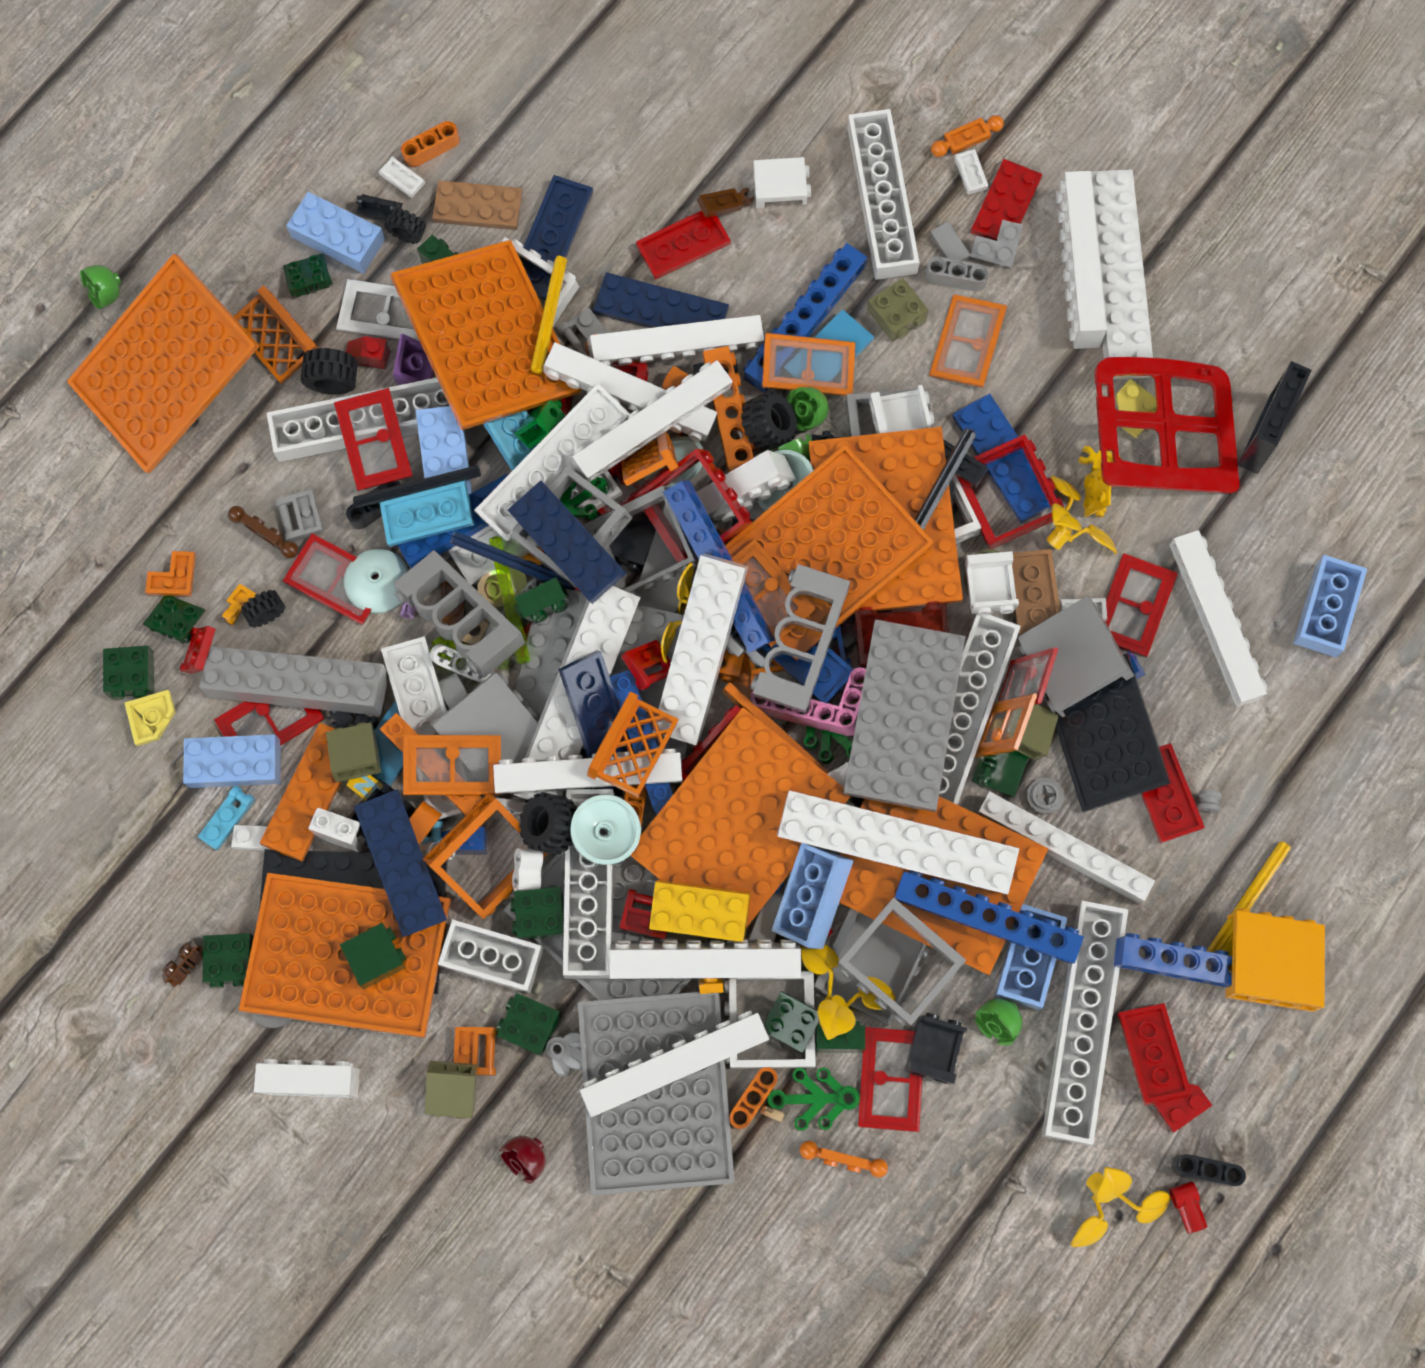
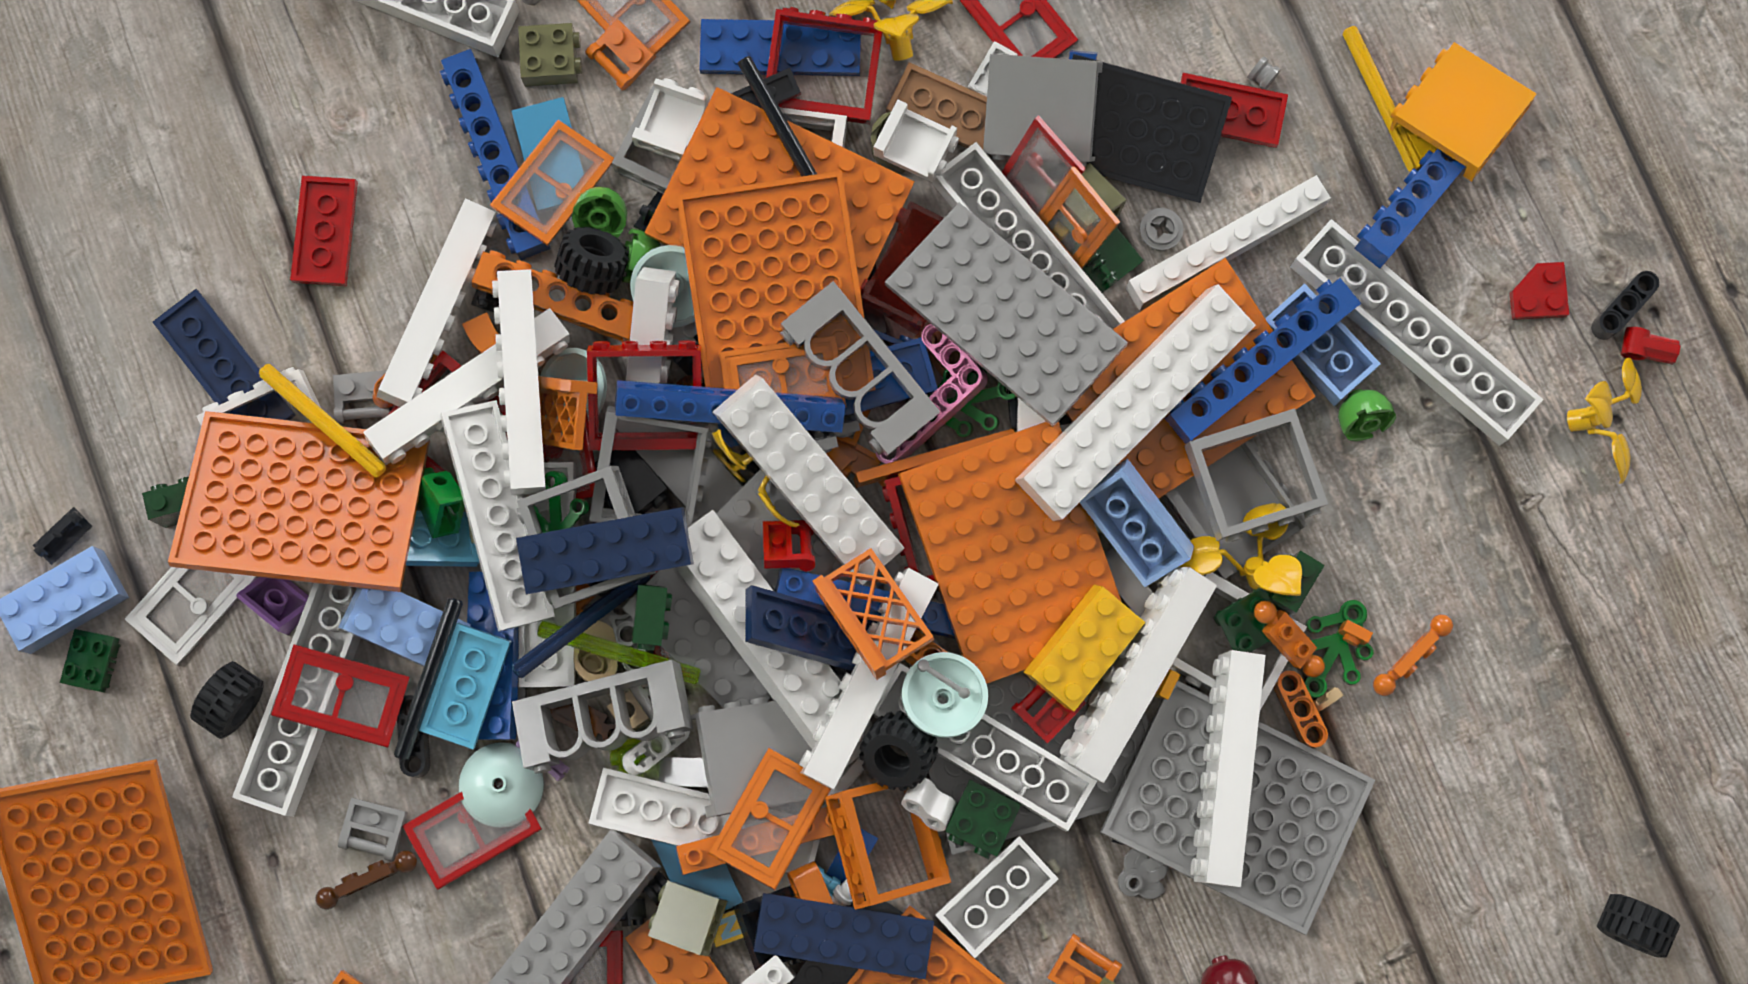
camera: 60 degrees left, 5 degrees up
(236, 601) = (430, 948): light orange plate -> none
(263, 608) = (458, 928): black tyre -> none
(290, 327) = (135, 714): orange fence -> none
(369, 351) = (228, 644): red slope -> none
(402, 177) = (42, 489): white plate -> none
(405, 225) = (106, 518): black tyre -> none
(434, 135) = (31, 444): orange beam -> none
(477, 205) = (131, 425): medium nougat plate -> none
(528, 1024) = (1089, 899): dark green brick -> none
(616, 803) = (923, 665): none -> light grey hinge
(652, 304) = (377, 302): dark blue plate -> none
(724, 201) = (307, 159): reddish brown plate -> none
(781, 180) = (321, 86): white panel -> none
(797, 1056) = (1289, 639): none -> orange plate
(831, 1105) = (1354, 633): none -> orange plate
(887, 1093) = (1360, 559): door -> none
(935, 1048) = (1357, 496): black panel -> none
(936, 357) = (627, 48): none -> orange plate
(1154, 1054) = (1484, 285): red plate -> none

